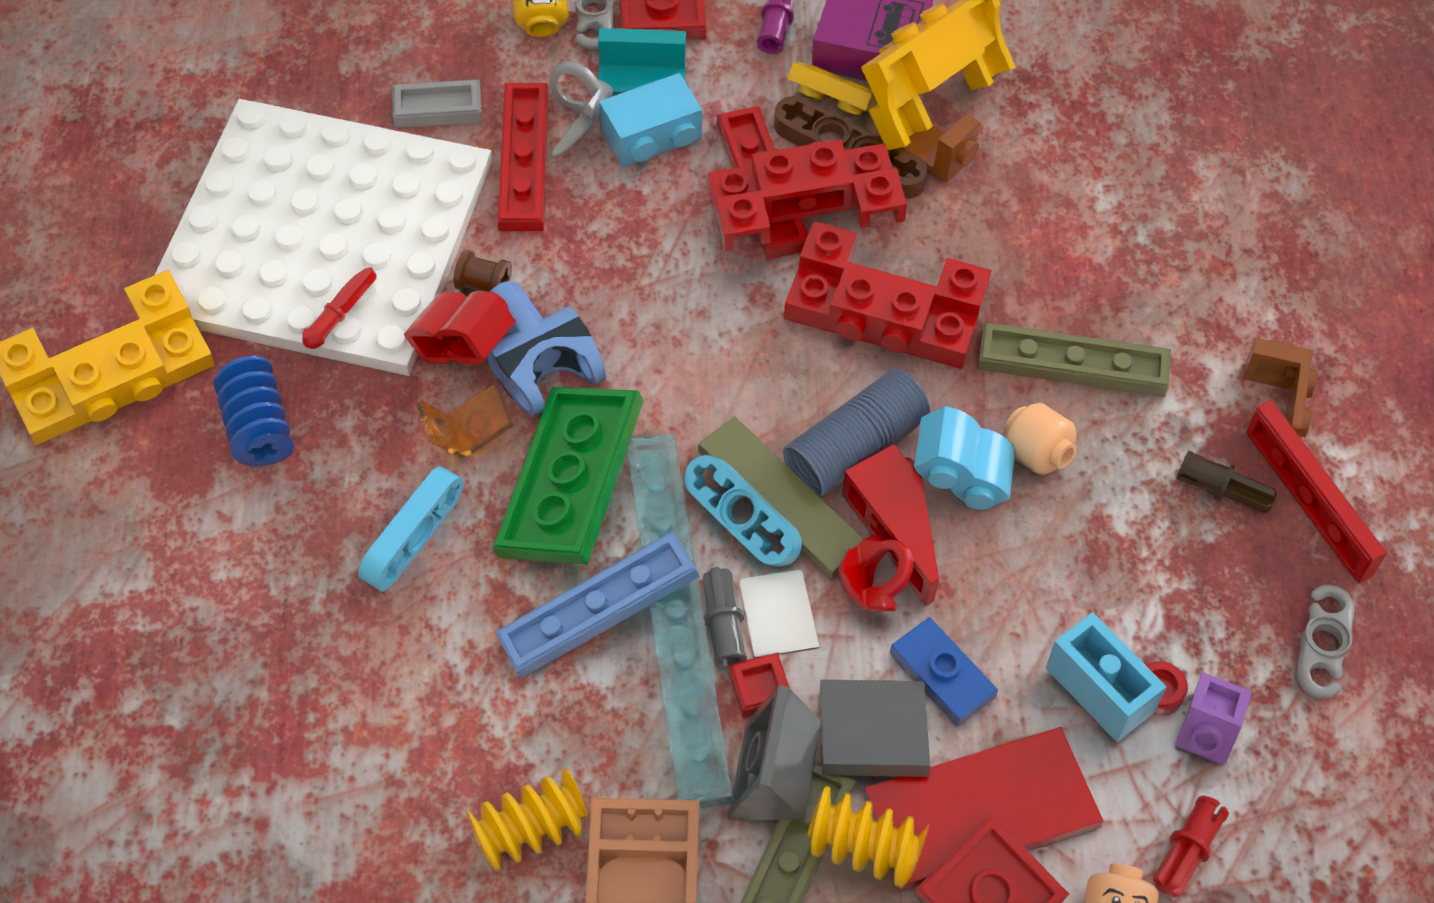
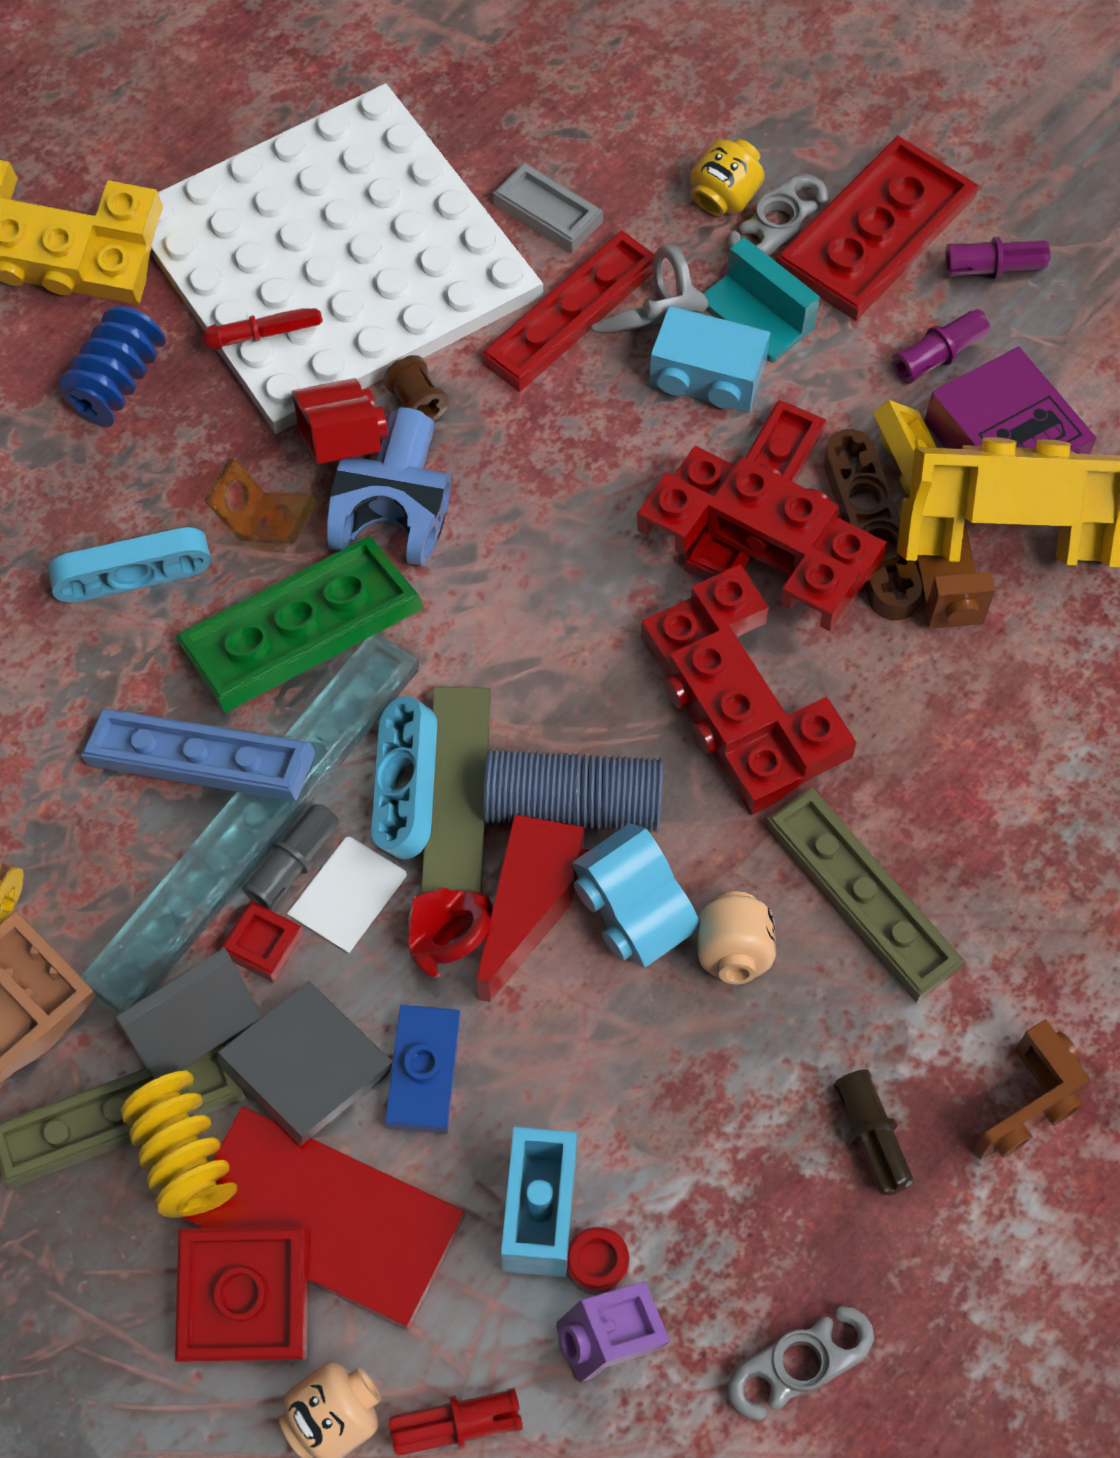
camera: 45 degrees right, 5 degrees up
(1315, 492) = (946, 1217): red tile -> none

